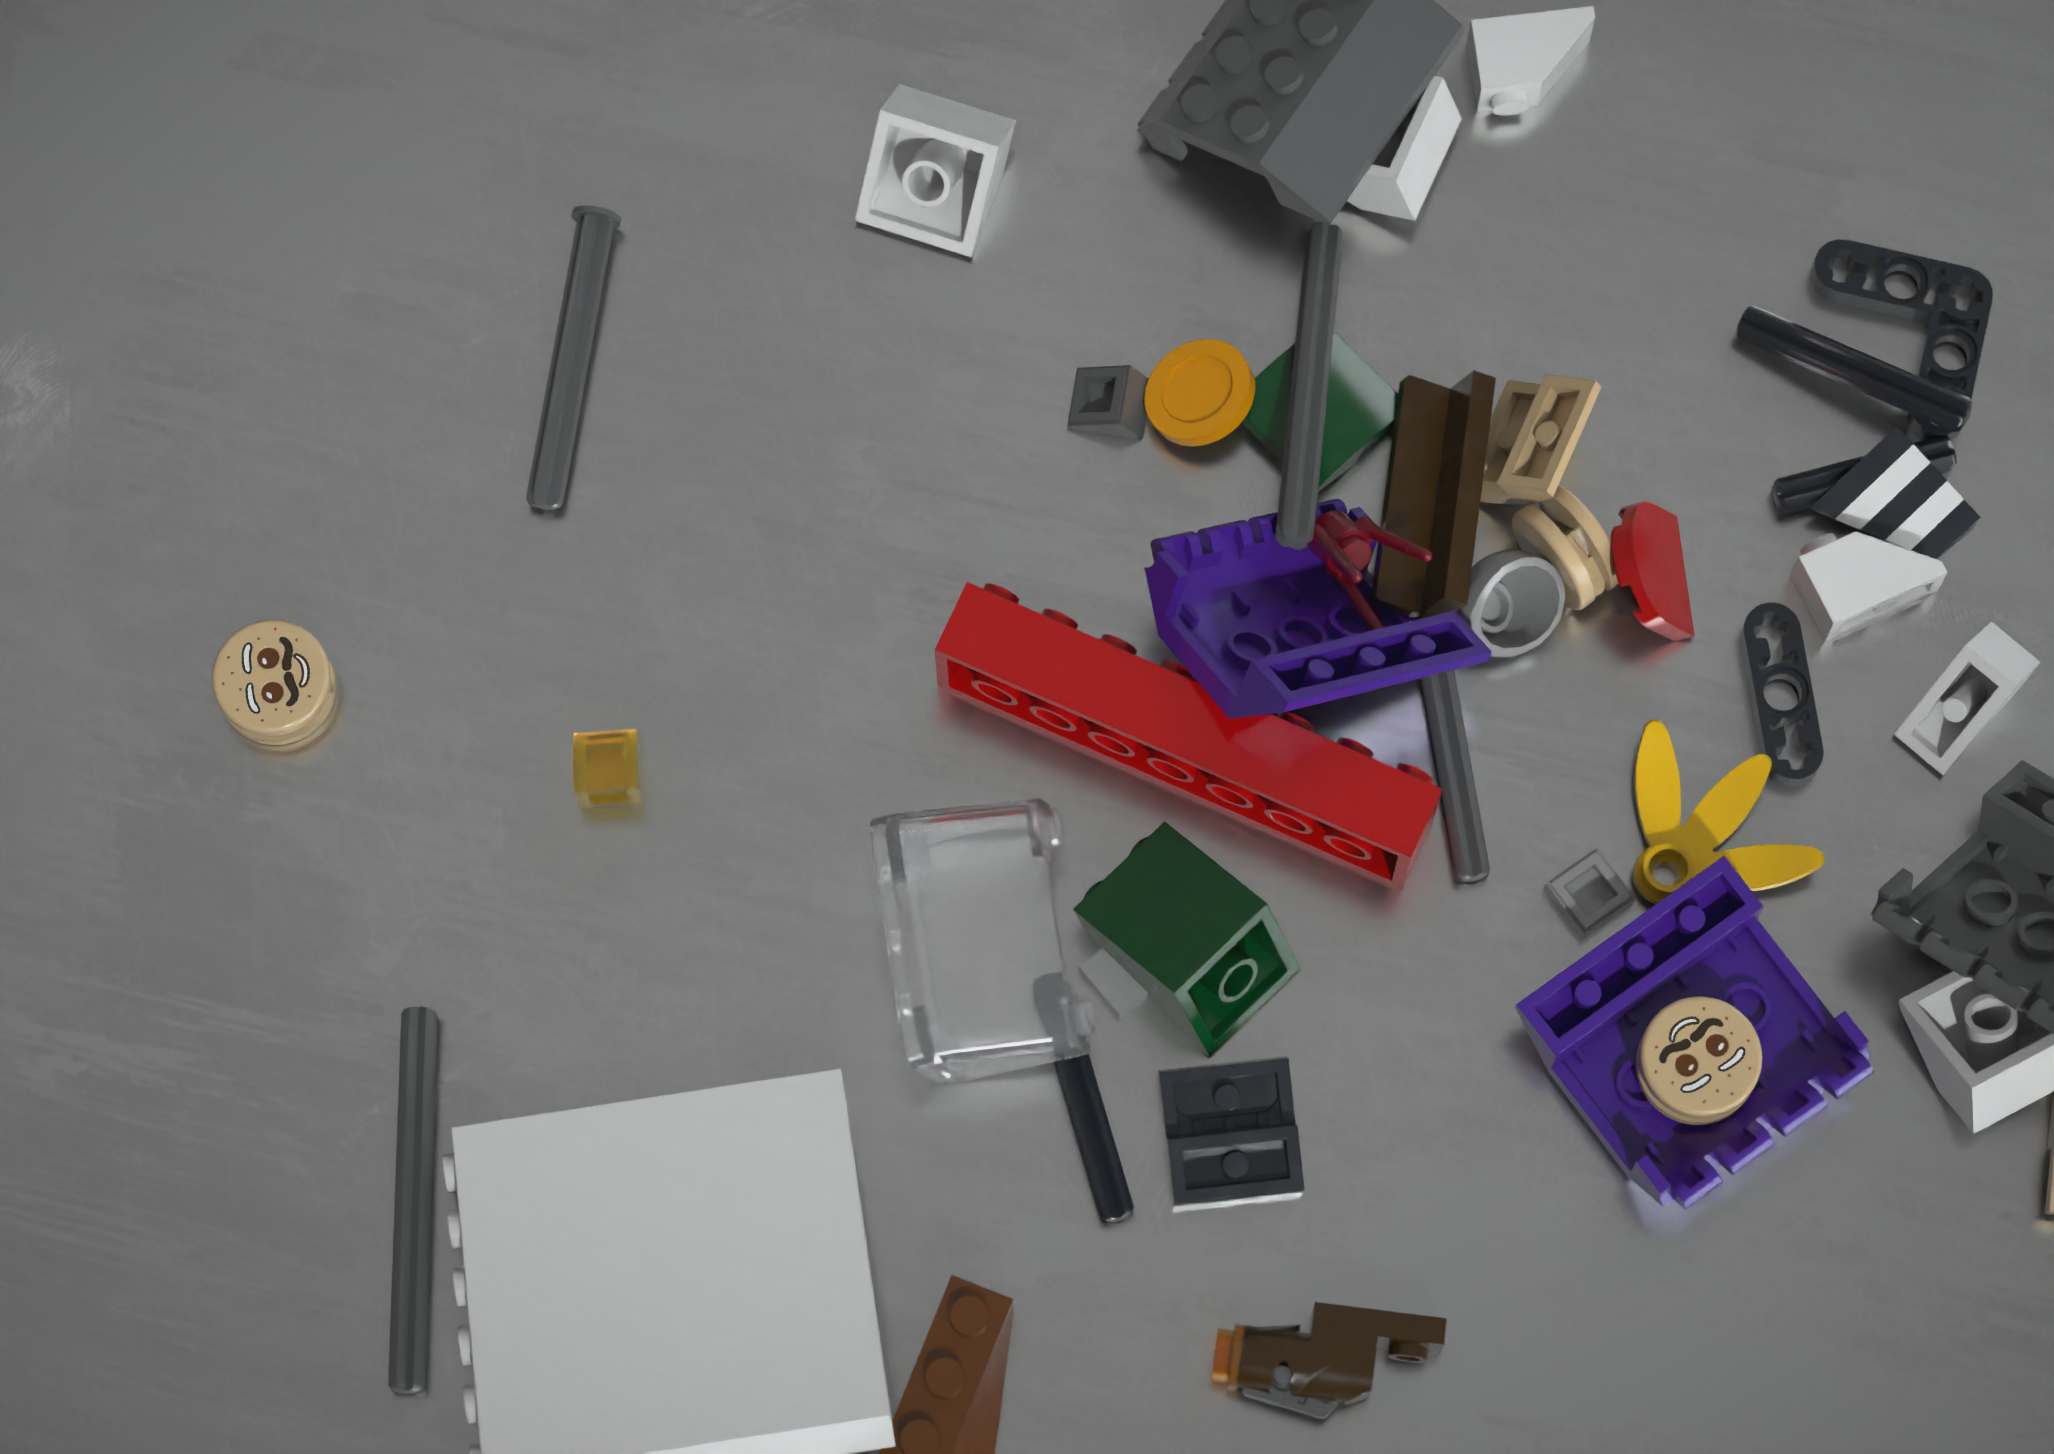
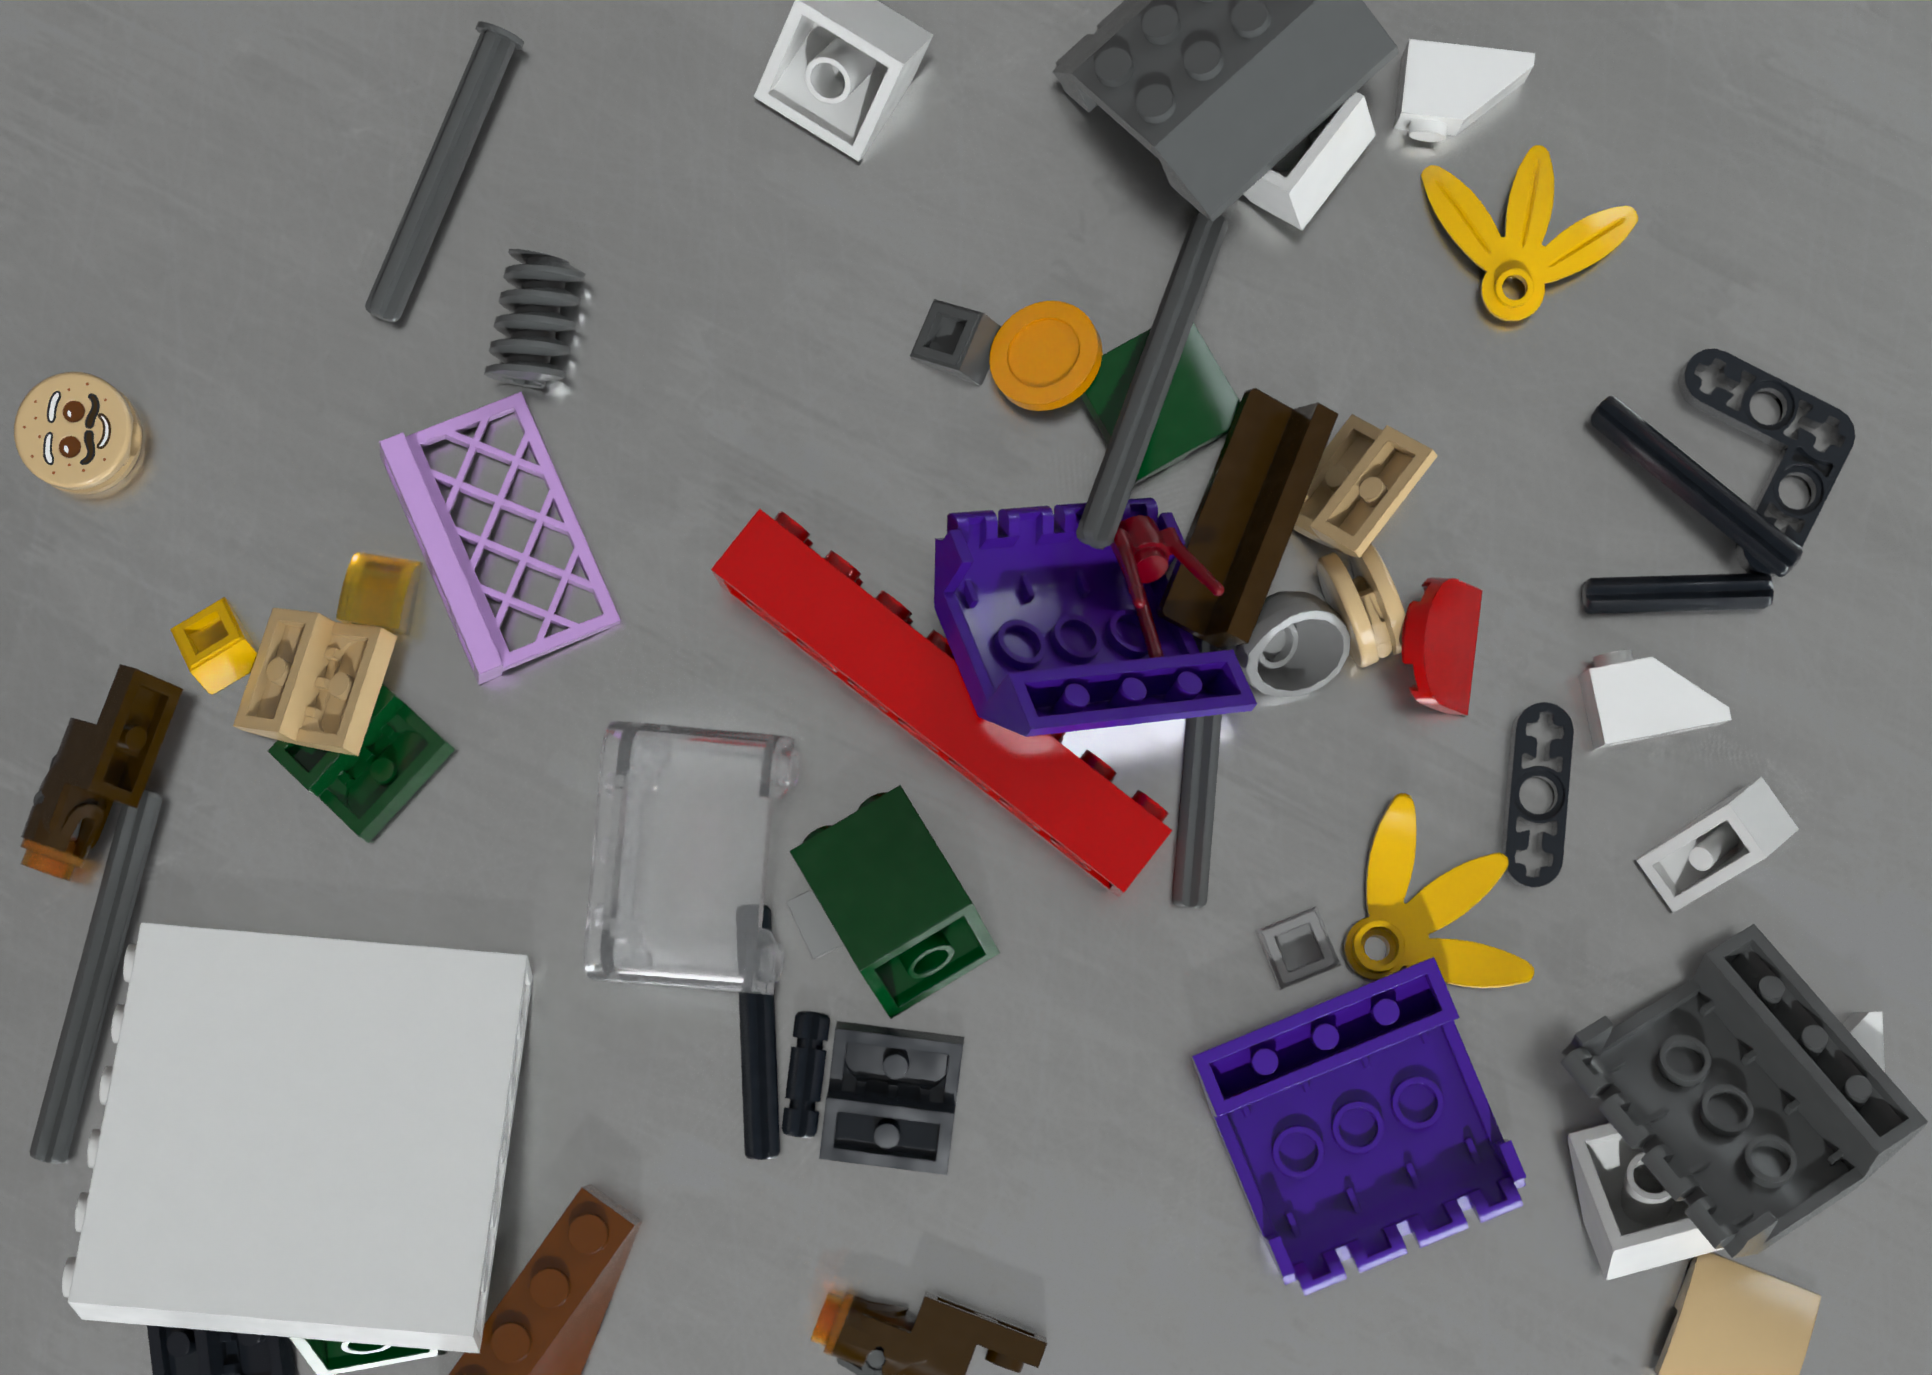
camera: 15 degrees right, 10 degrees up
(370, 993) = (97, 768): none -> dark brown plate
(457, 856) = (215, 646): none -> yellow slope
(565, 862) = (315, 681): none -> tan slope
(624, 920) = (391, 766): none -> dark green slope
(666, 718) = (446, 555): none -> lavender fence
(695, 472) = (533, 319): none -> dark grey piece
(1140, 1127) = (805, 1074): none -> black axle
(1626, 167) = (1526, 223): none -> yellow plant
(1698, 1060) = (1357, 1150): tan head -> none
(1900, 499) = (1705, 628): sticker -> none

